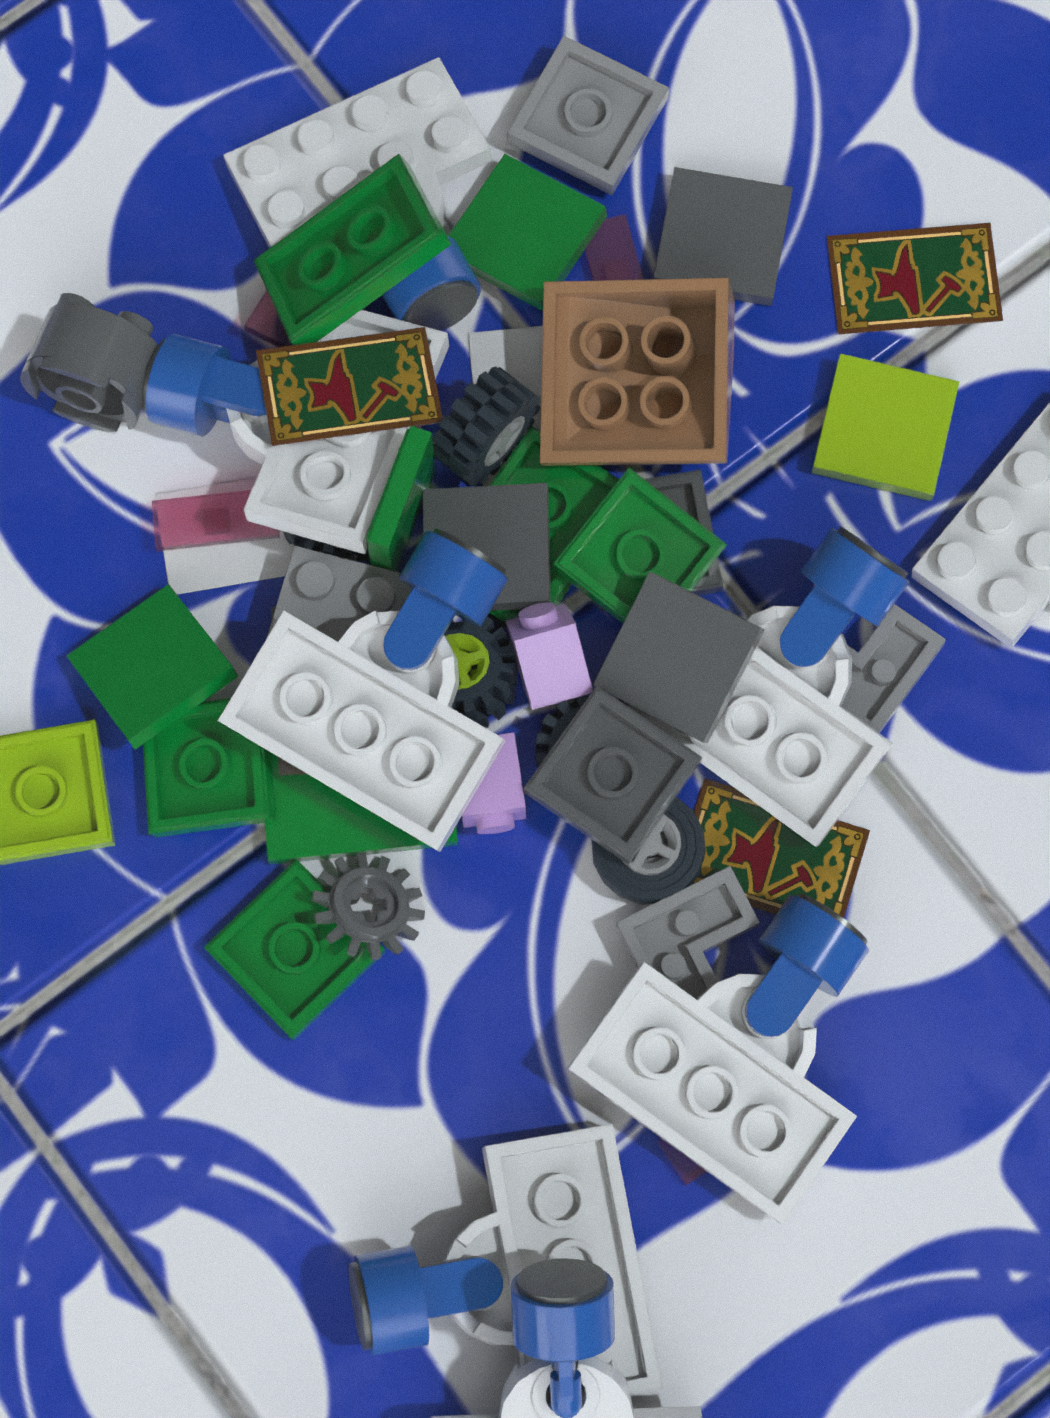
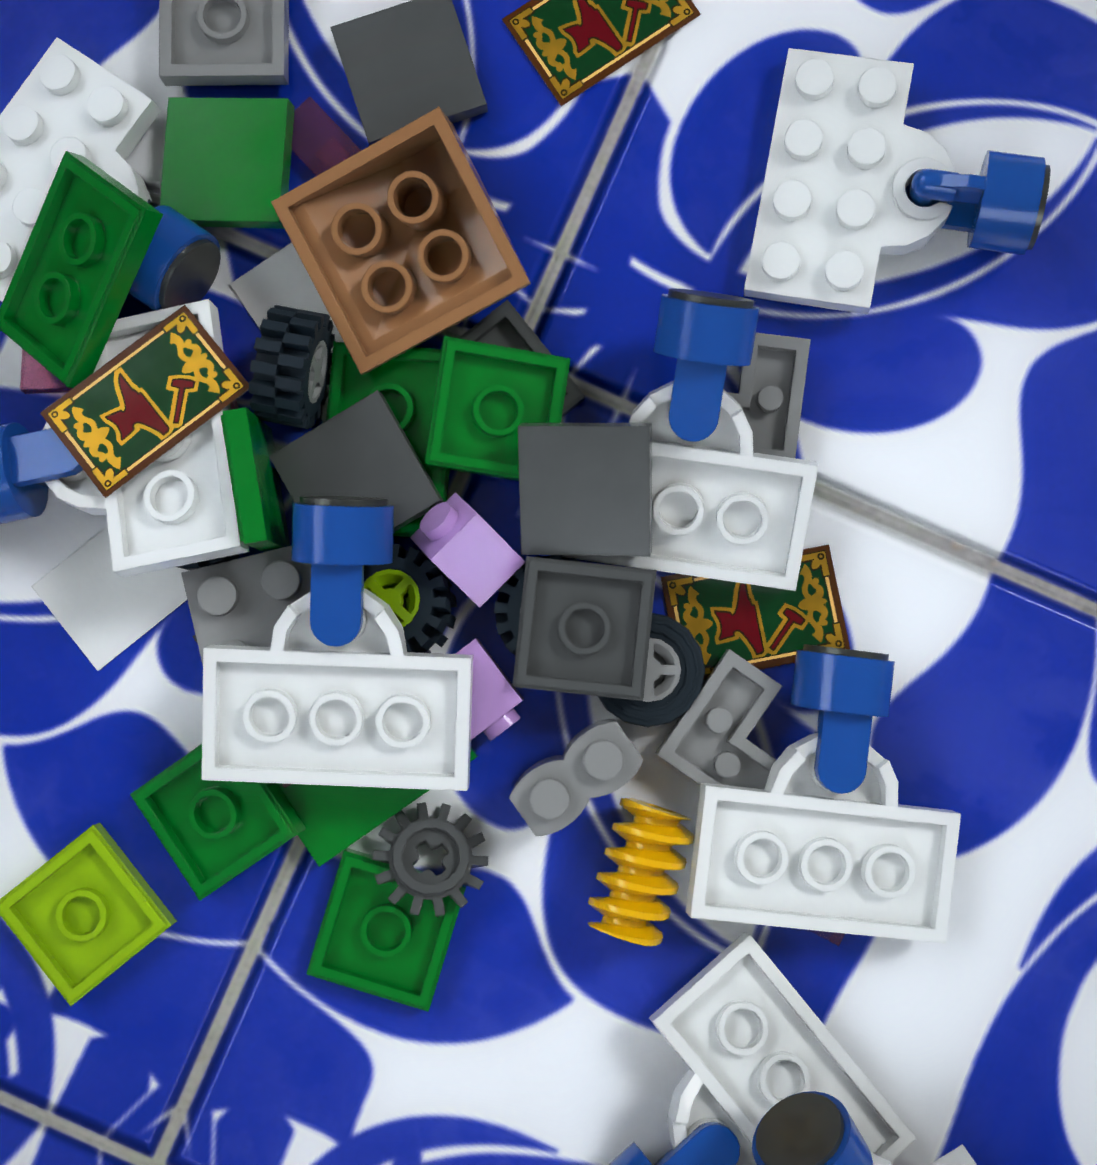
camera: 25 degrees left, 10 degrees up
(152, 666) = (116, 751): green tile -> none
(205, 521) = (84, 592): clear pink piece -> none
(547, 1011) = (641, 873): none -> yellow piece
(553, 899) = (560, 786): none -> light grey brick
(885, 427) = (650, 170): lime tile -> none

